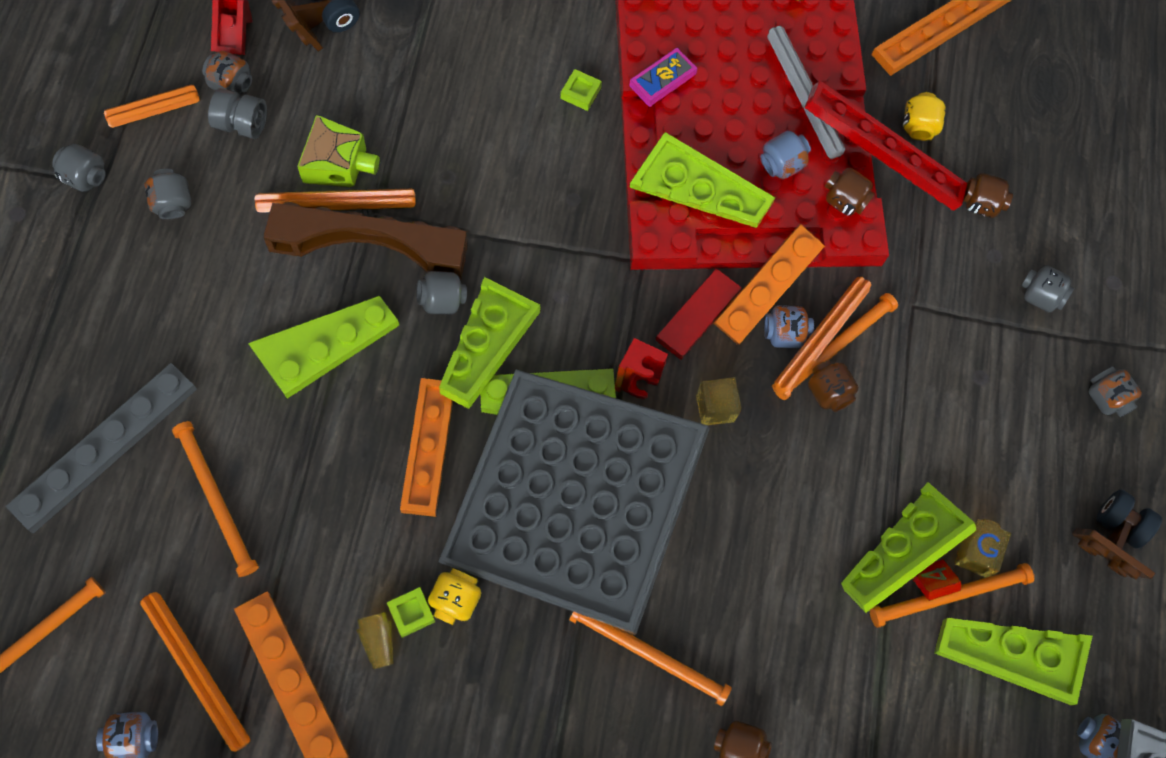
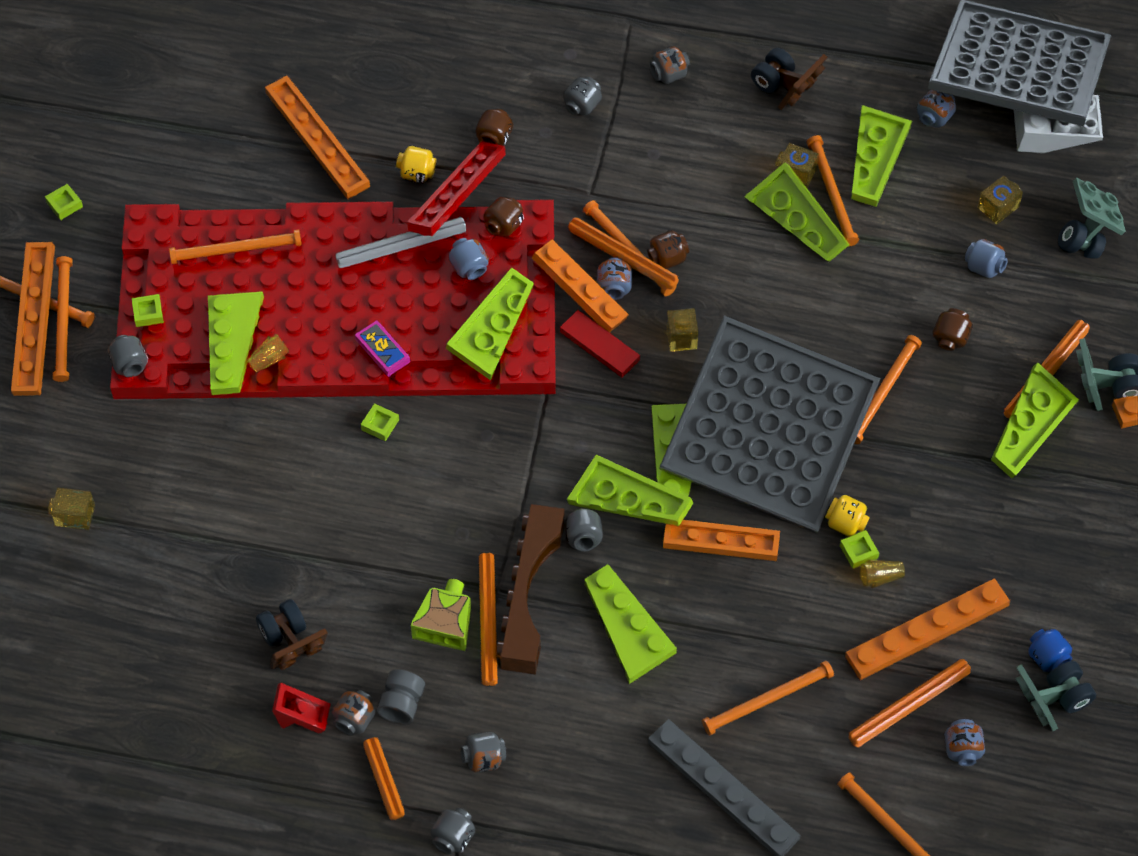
camera: 80 degrees left, 10 degrees down
(640, 363) = (656, 379): red hinge -> none
(937, 580) = (825, 195): red tile -> none

